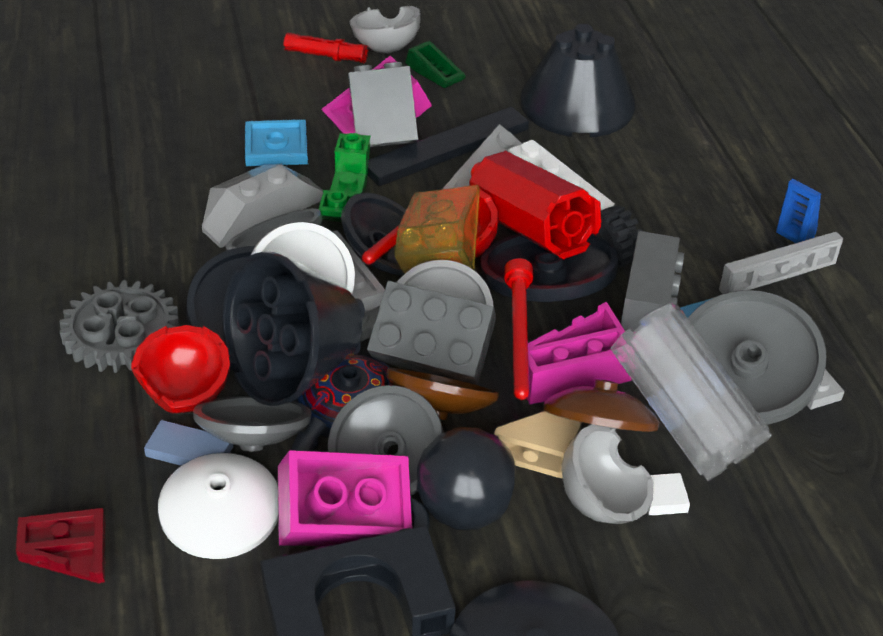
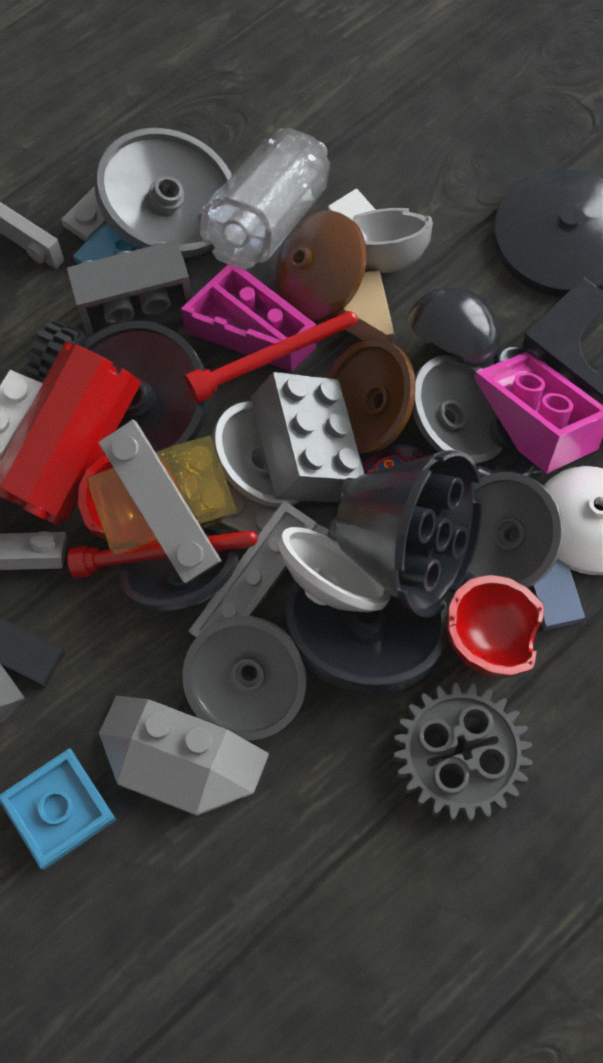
camera: 115 degrees left, 25 degrees up
(349, 176) = (63, 687): green slope -> none
(472, 194) = (160, 501): none -> light grey plate

